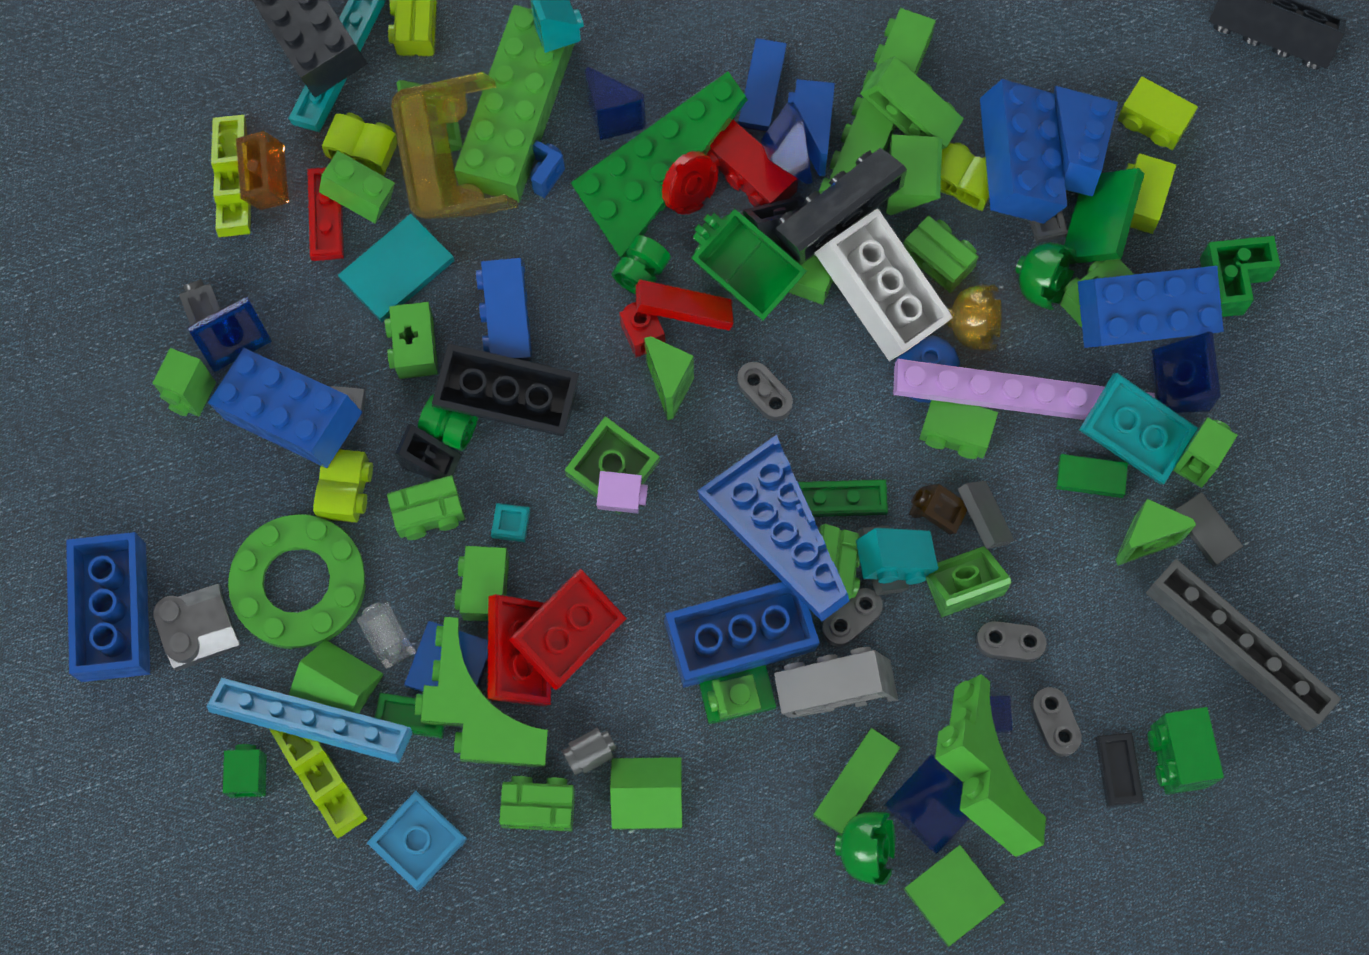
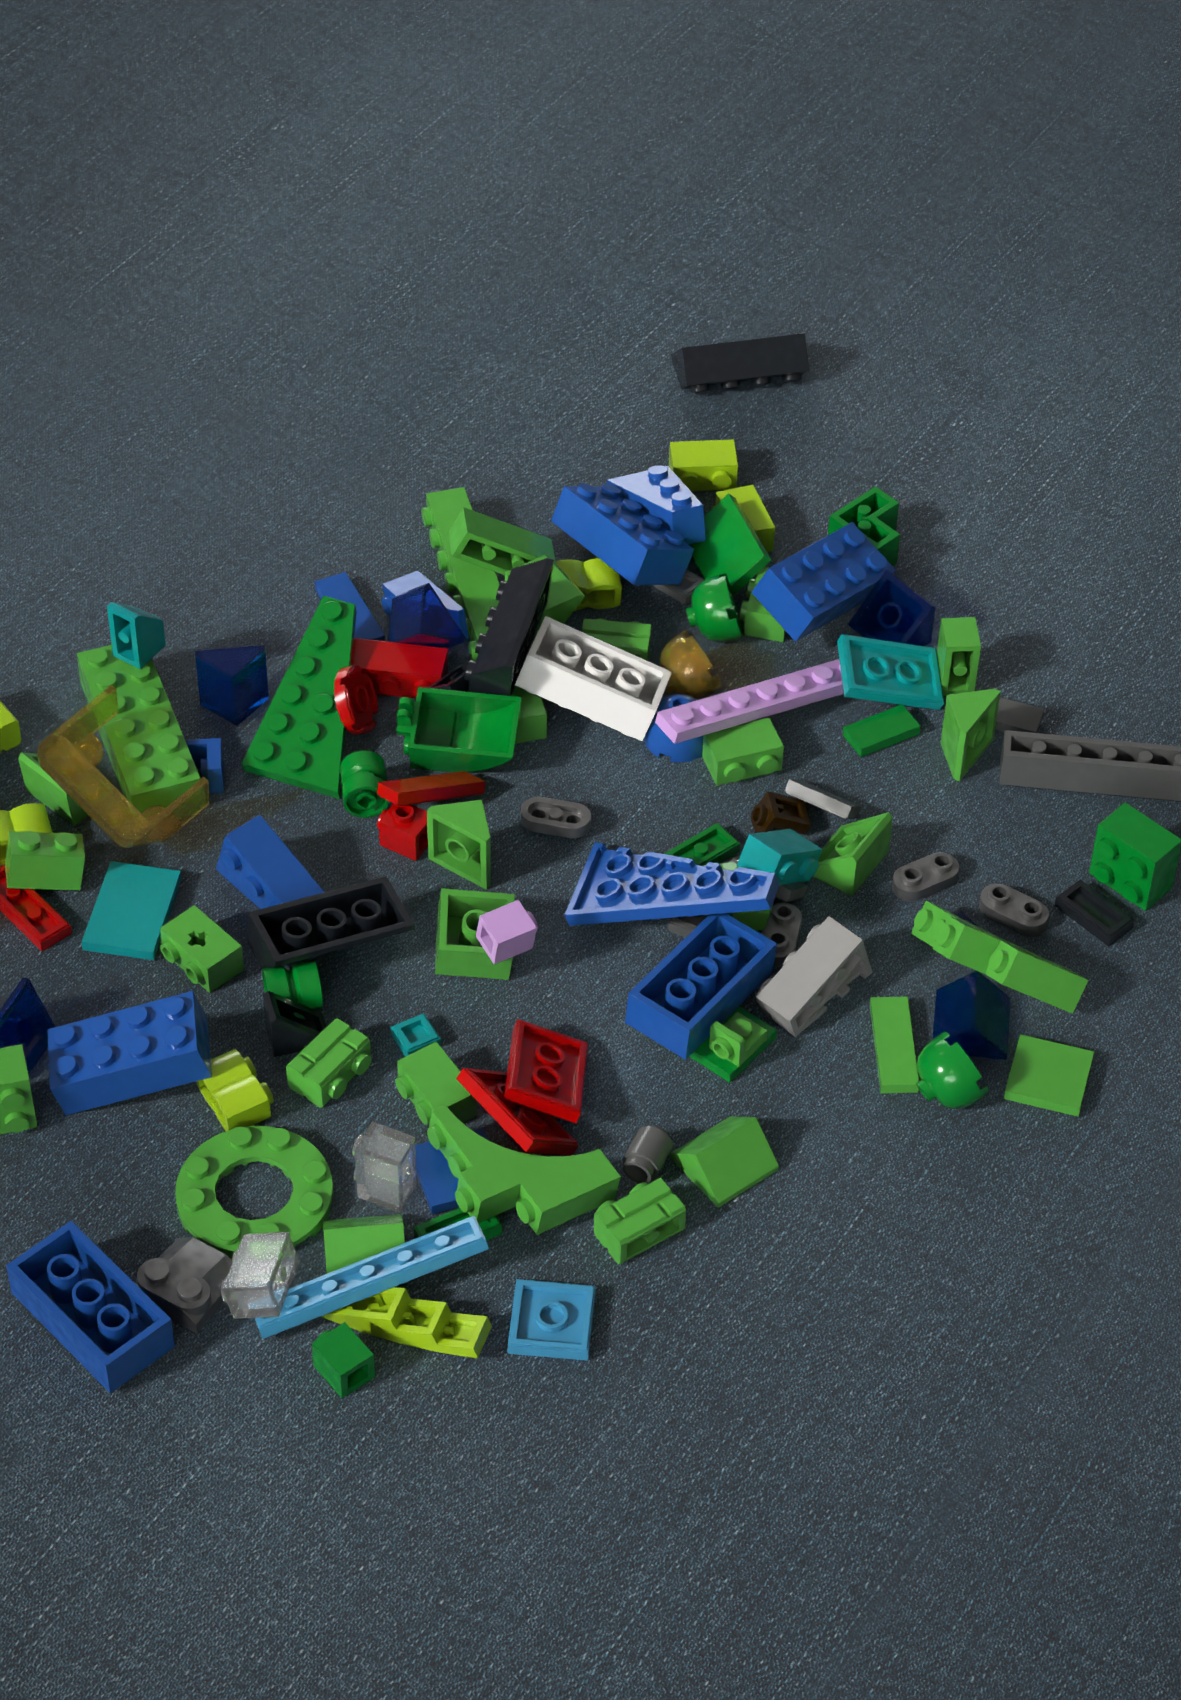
camera: 40 degrees left, 25 degrees down
(236, 665) = (260, 1275): none -> clear brick

